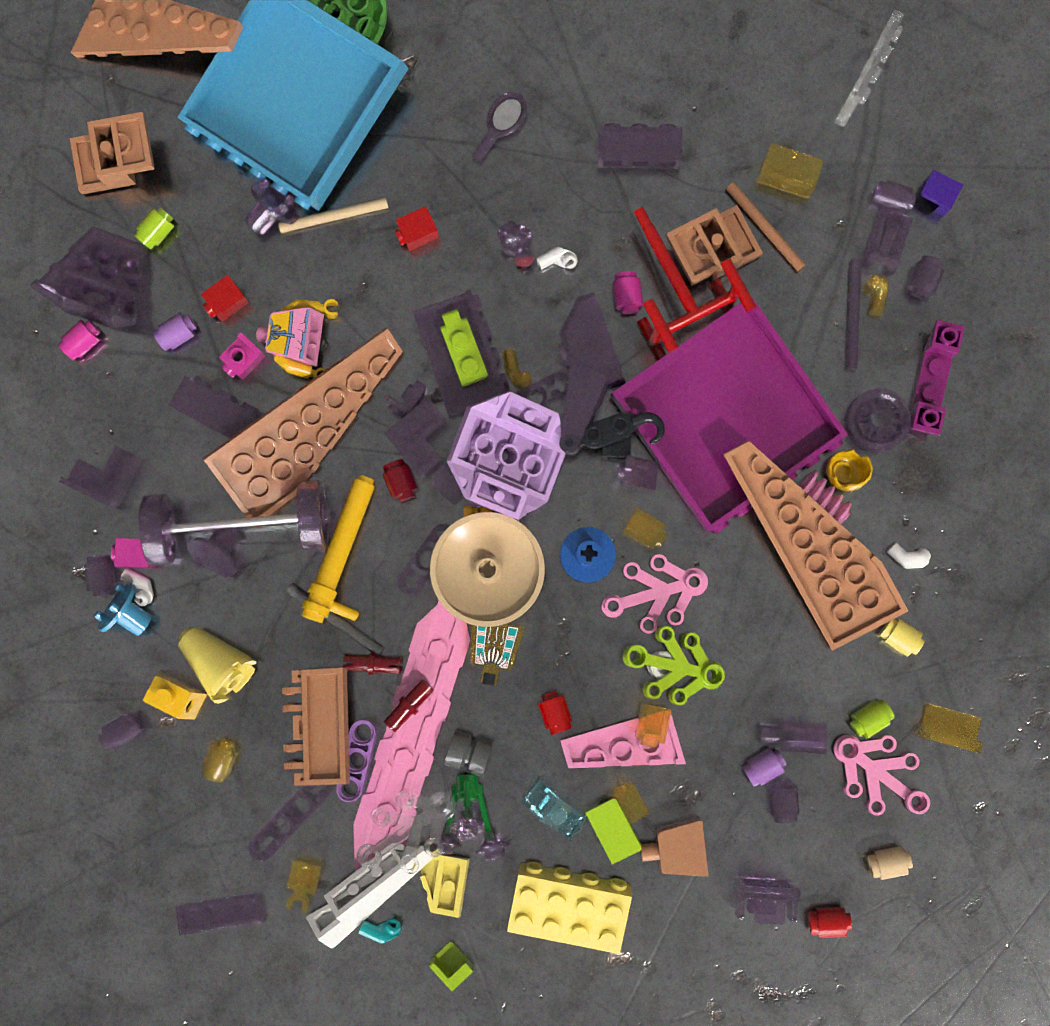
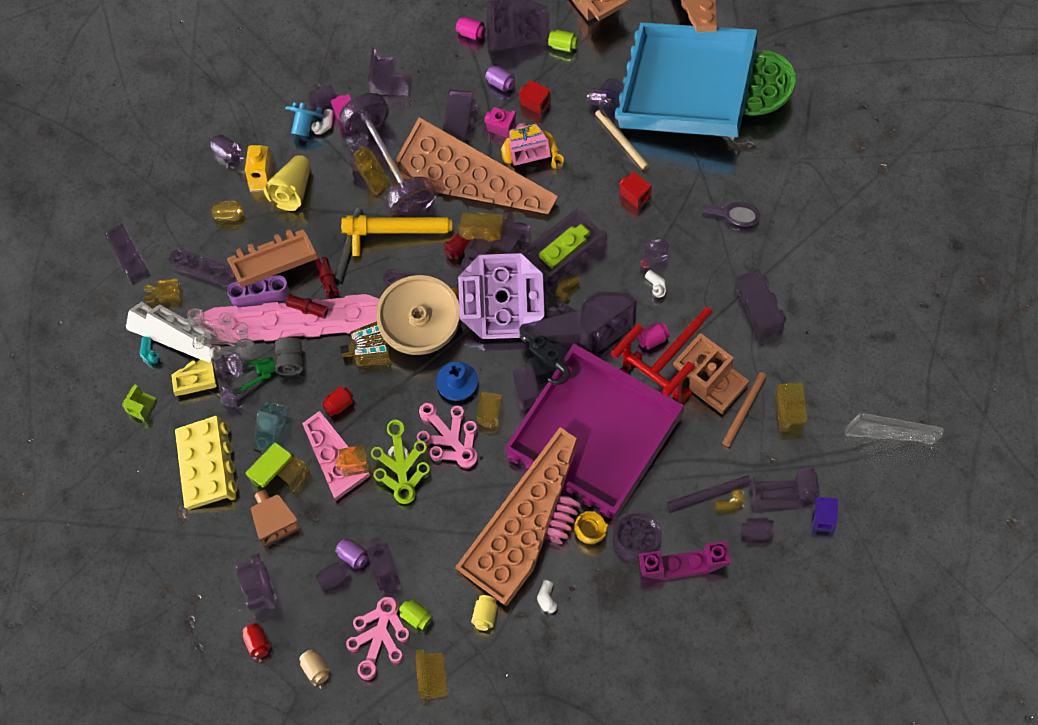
camera: 70 degrees right, 20 degrees down
(248, 552) = (370, 170): none -> clear yellow hinge
(397, 441) = (481, 226): none -> clear yellow bracket

